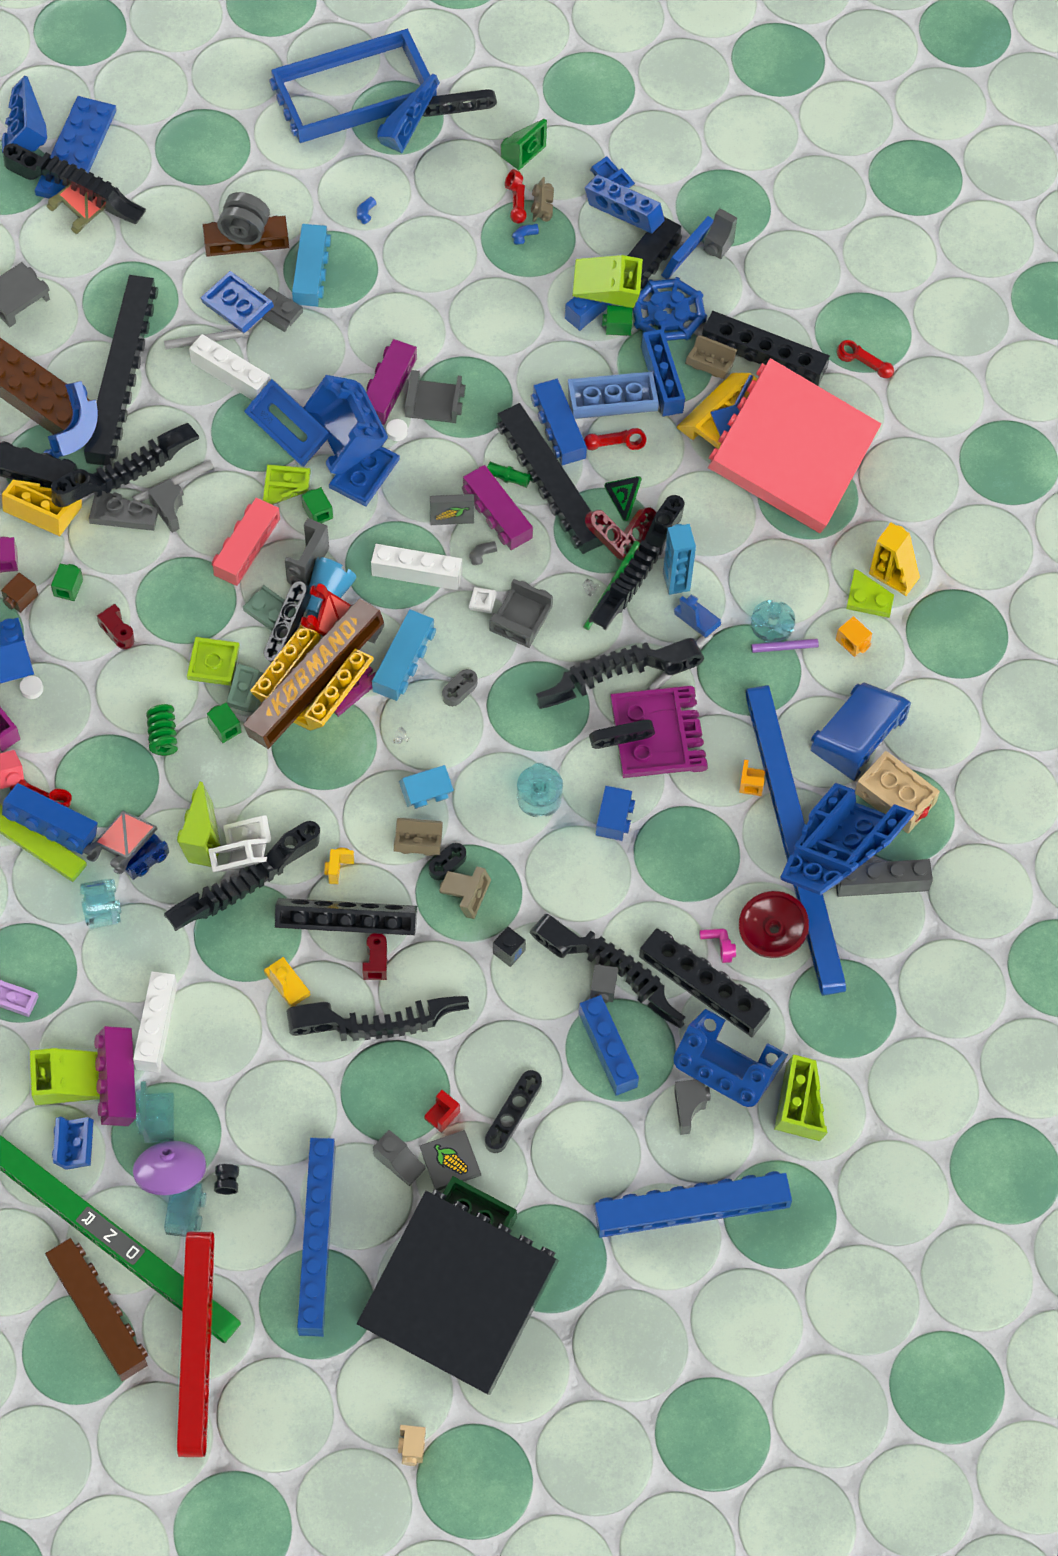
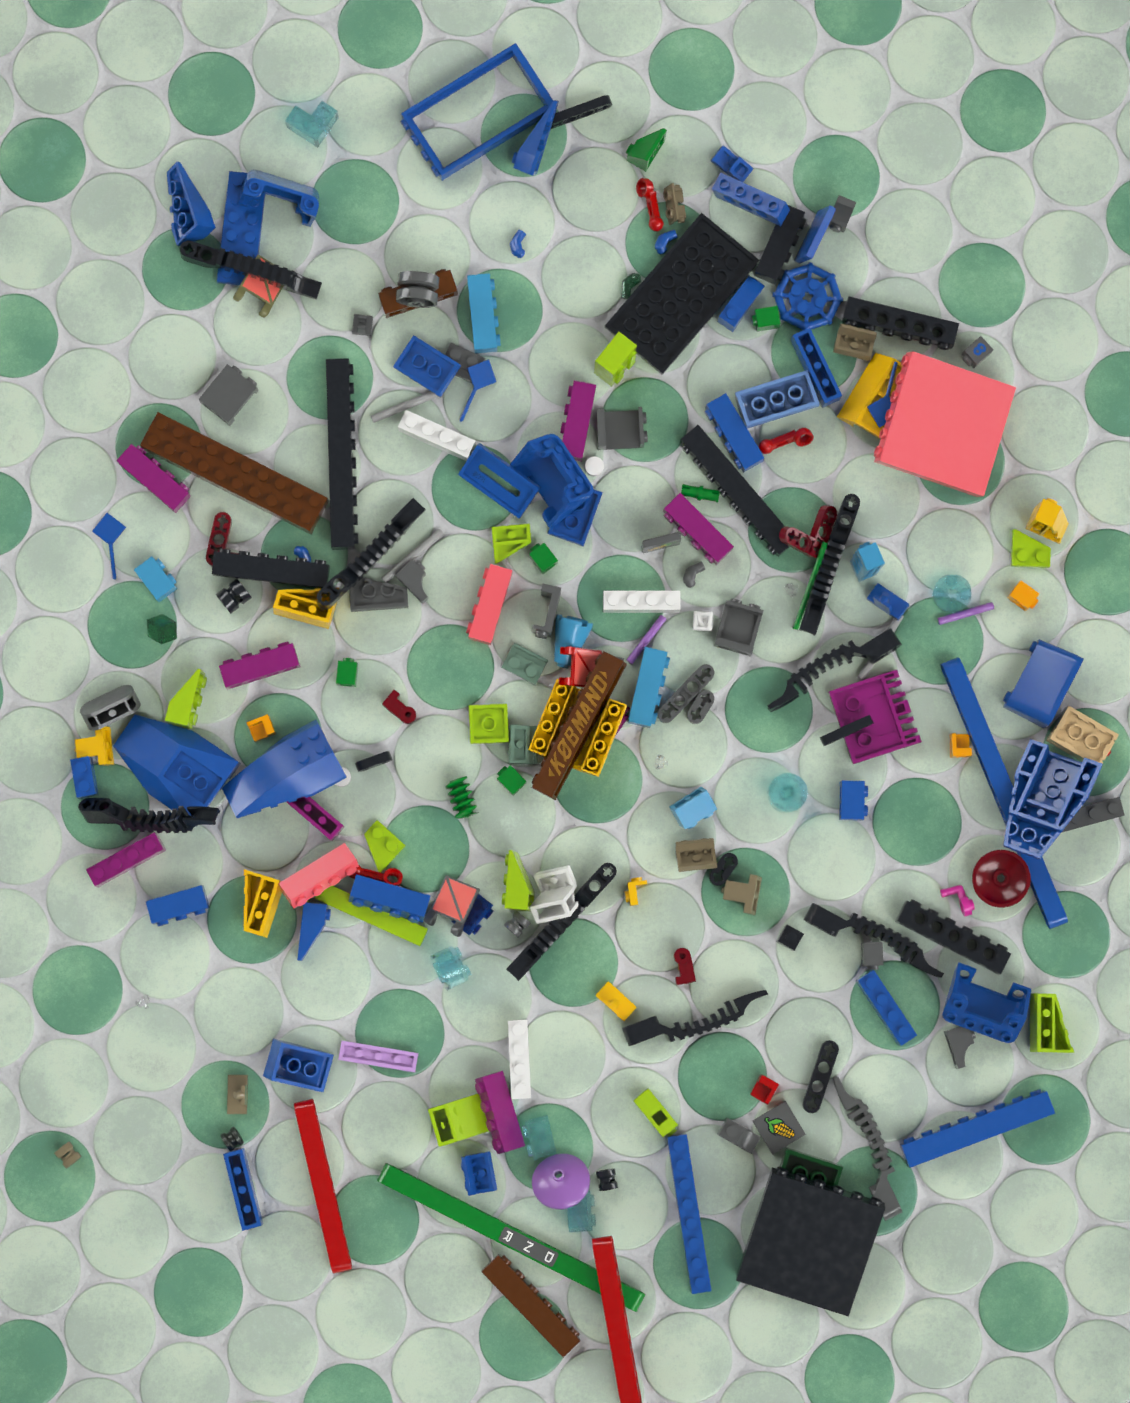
camera: 15 degrees left, 20 degrees up
(19, 593) = (308, 692): reddish brown brick -> none
(59, 765) = (382, 845): none -> lime wing
(72, 676) = (373, 761): none -> black beam
(81, 425) = (324, 526): arch -> none
(100, 103) = (304, 196): none -> blue windscreen
(179, 69) = (314, 126): none -> clear light blue brick
(179, 256) = (362, 325): none -> dark grey tile
(191, 874) = (514, 927): none -> dark grey wheel
(290, 623) = (540, 677): black beam -> none
(293, 323) = (481, 376): none -> blue piece
(303, 1112) = (656, 1113): none -> lime brick
(346, 916) = (653, 938): black brick -> none
(412, 1444) = (797, 1364): tan brick -> none
(421, 603) = (646, 639): none -> medium lavender bar
(442, 322) = (615, 359): none -> lime brick
(444, 668) = (683, 691): none -> dark grey beam
(476, 265) = (628, 283): none -> clear green arm
(523, 284) = (682, 293): none -> black plate
(551, 1157) = (881, 1188): none -> dark grey piece
(608, 279) = (753, 289): lime slope -> none
(624, 494) = (804, 495): black piece -> none
(846, 388) = (976, 352): none -> dark grey brick
(883, 369) = (1007, 321): red piece -> none

